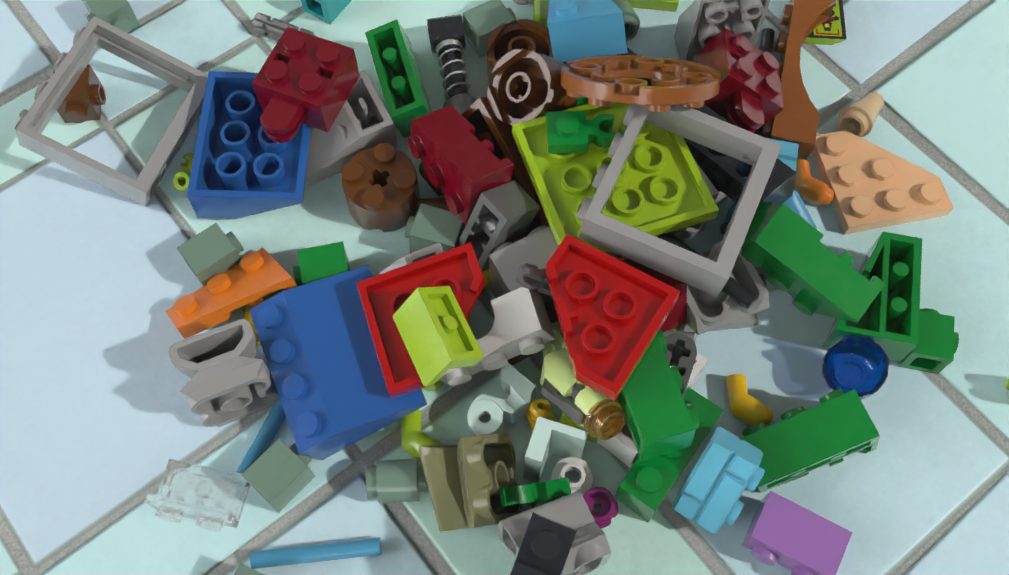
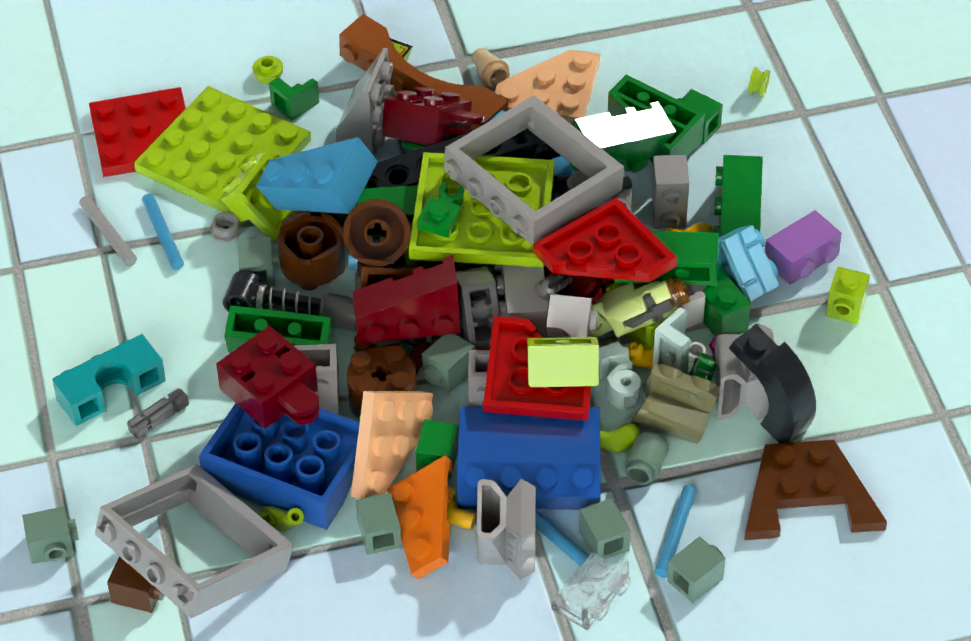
camera: 65 degrees left, 15 degrees down
(304, 213) = (387, 437): none -> light nougat plate
(614, 80) = (460, 122): dark orange plate -> none
(782, 353) = (670, 191): none -> light grey brick
(856, 364) = (703, 154): clear blue hair -> none

